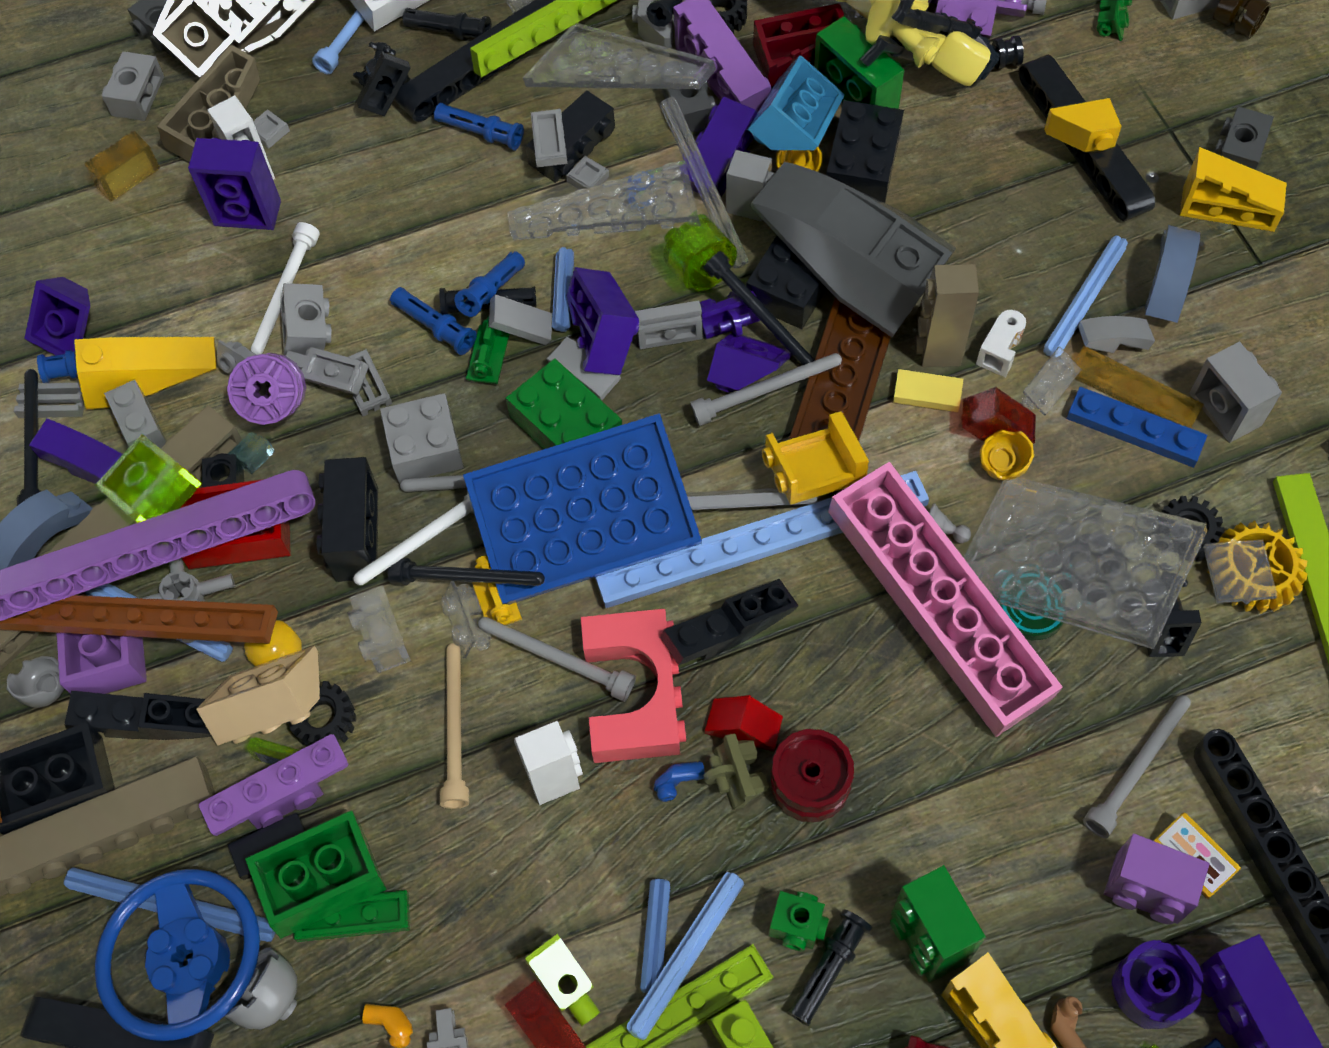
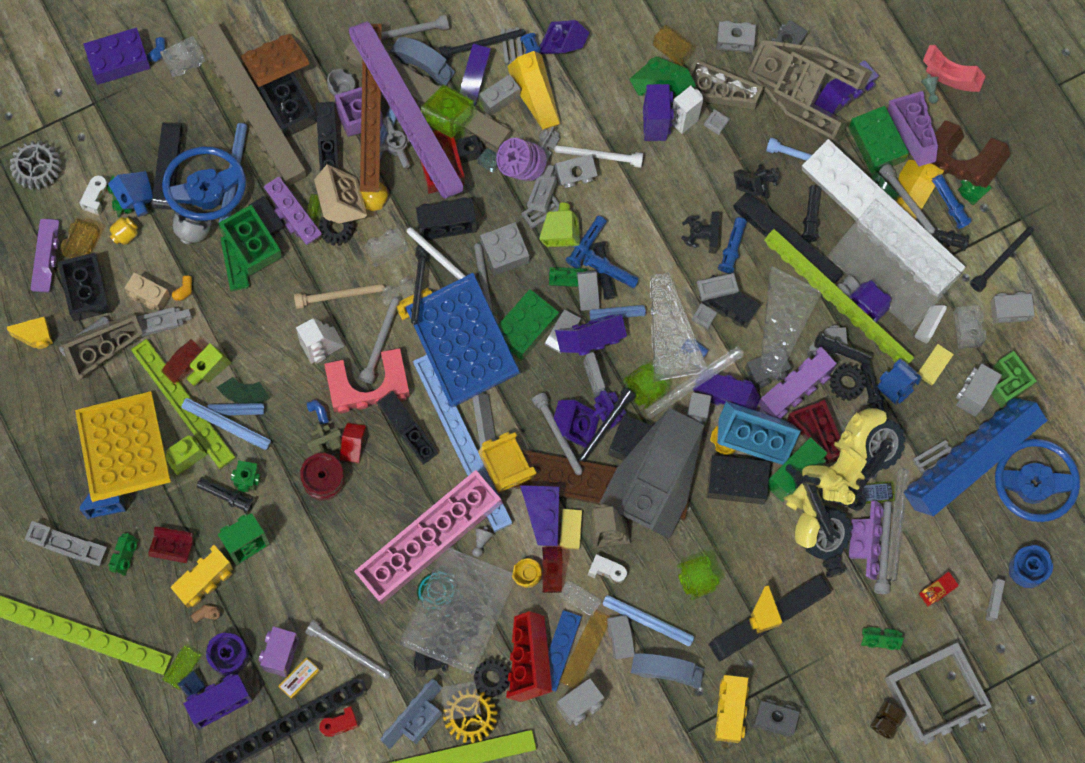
camera: 75 degrees right, 10 degrees up
(166, 177) = (662, 72): none -> green wedge
(402, 346) = (560, 228): none -> lime torso
(450, 150) = (705, 232): none -> black piece
(624, 920) = (243, 393): none -> clear green tile
(906, 414) = (543, 511): none -> dark purple wedge
(1023, 214) = (697, 577): none -> clear neon green brick
(1173, 461) = (529, 658): none -> red wedge
(1269, 650) = (416, 718): none -> sand blue bracket
(1283, 786) = (332, 727): none -> red leg

